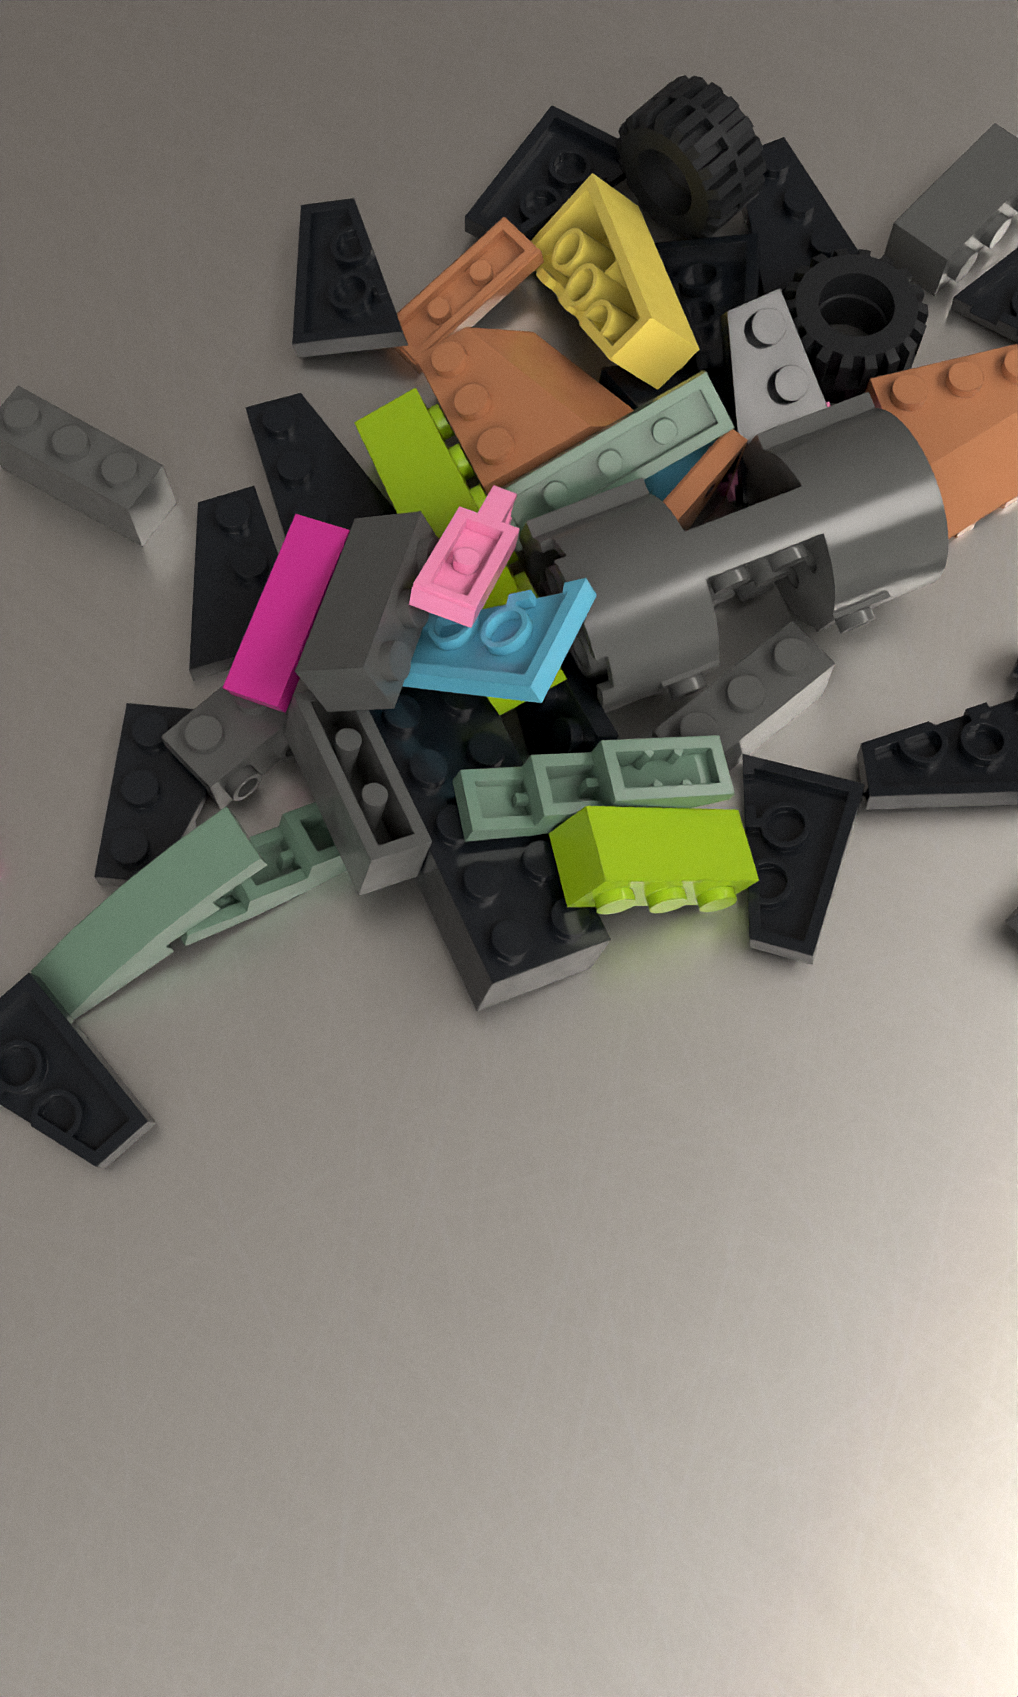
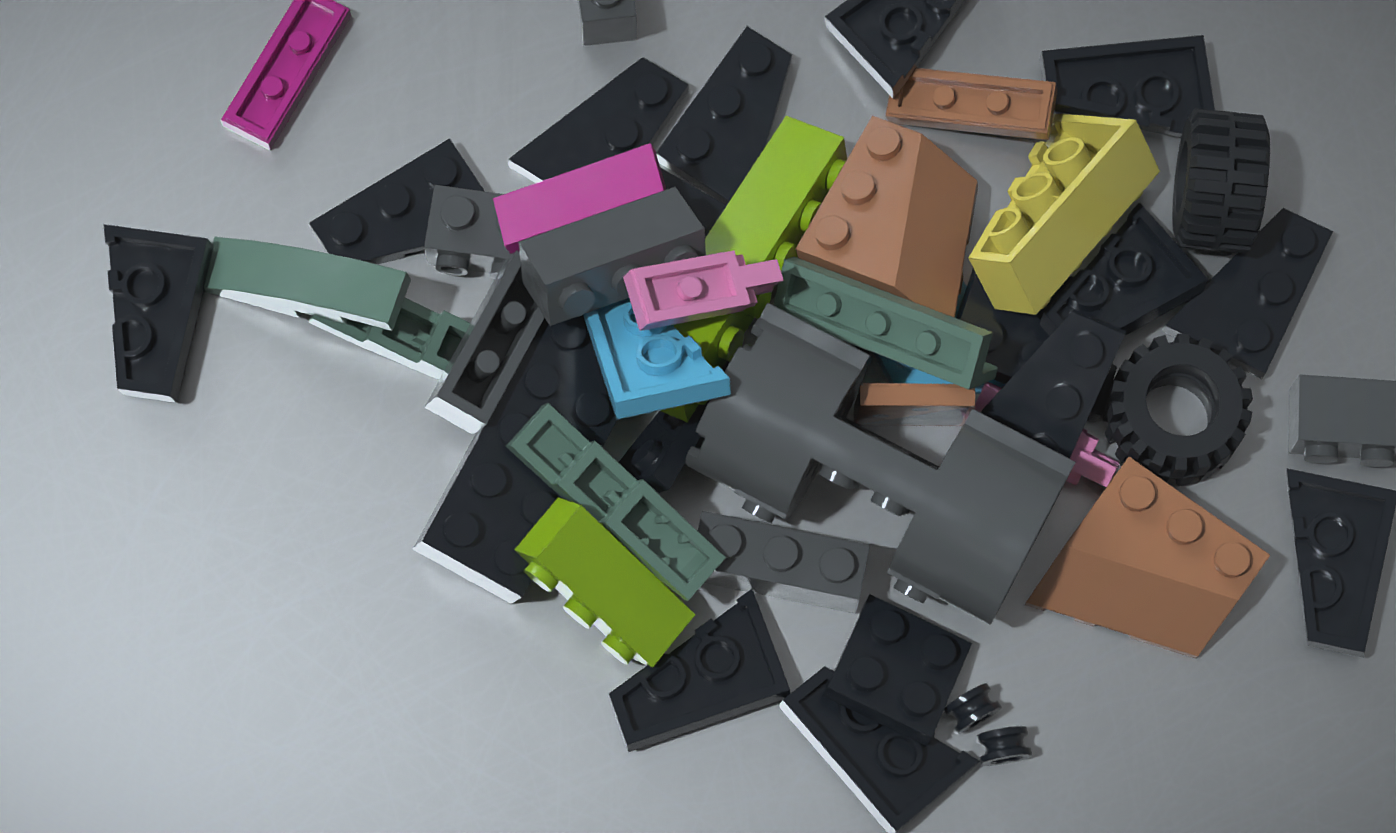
camera: 50 degrees right, 5 degrees up
(910, 690) = (897, 669): none -> black plate
(985, 658) = (972, 708): none -> black bush

